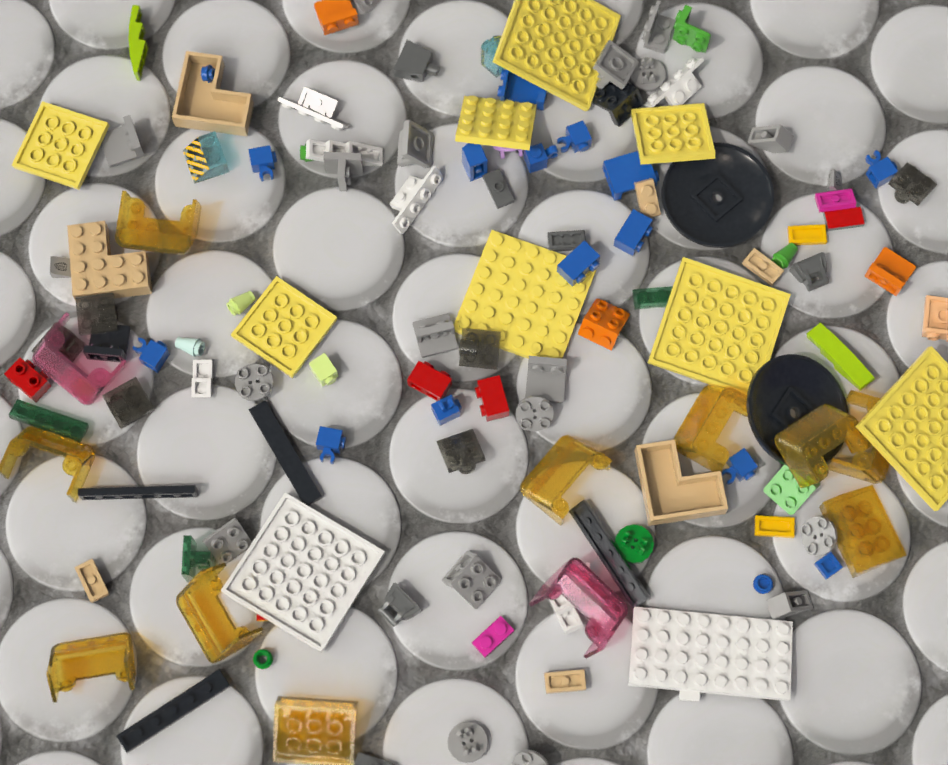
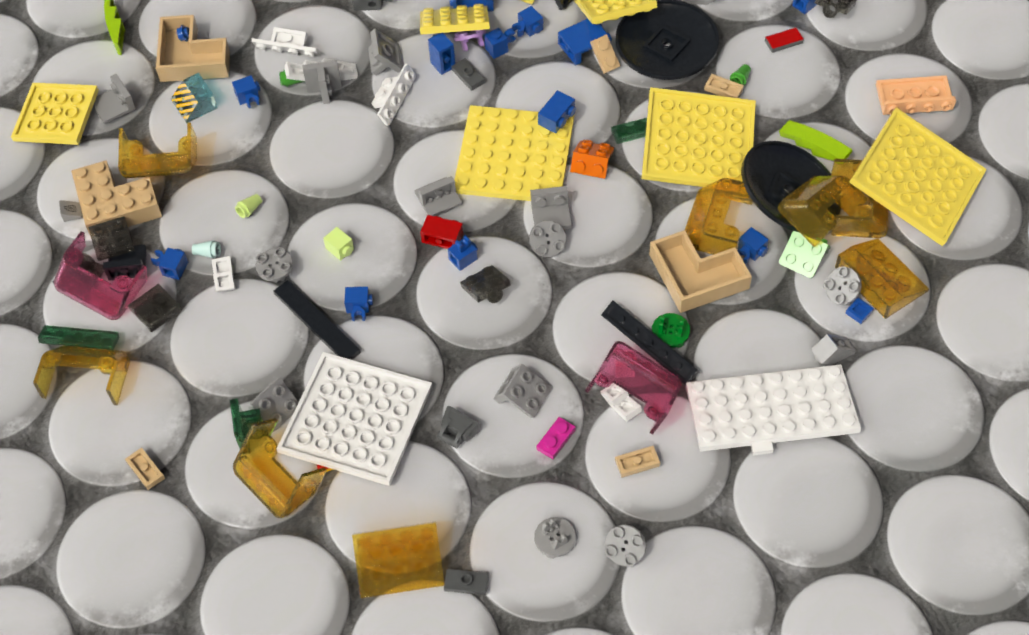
camera: 10 degrees left, 15 degrees down
(28, 379) = (52, 306): red brick -> none
(90, 659) = (156, 540): clear yellow windscreen -> none
(138, 492) = (177, 381): black tile -> none
(173, 711) = (248, 572): black tile -> none
(256, 659) = (328, 500): green plate -> none
(284, 327) = (293, 217): light yellow plate -> none
(479, 348) = (482, 197): clear smoke plate -> none
(492, 397) = (504, 234): red brick -> none
(558, 472) = (574, 295): clear yellow windscreen -> none
(565, 240) = (537, 101): dark grey plate -> none
(633, 232) = (599, 83): blue brick -> none
(763, 584) = (803, 339): blue plate -> none
(774, 526) = (798, 290): yellow tile -> none
(807, 234) = (756, 57): yellow tile -> none
(810, 268) = (766, 80): dark grey piece -> none
(834, 181) = (766, 14): light grey slope -> none
(835, 200) = (772, 26): dark pink plate -> none
(890, 271) = (837, 70): orange bracket -> none

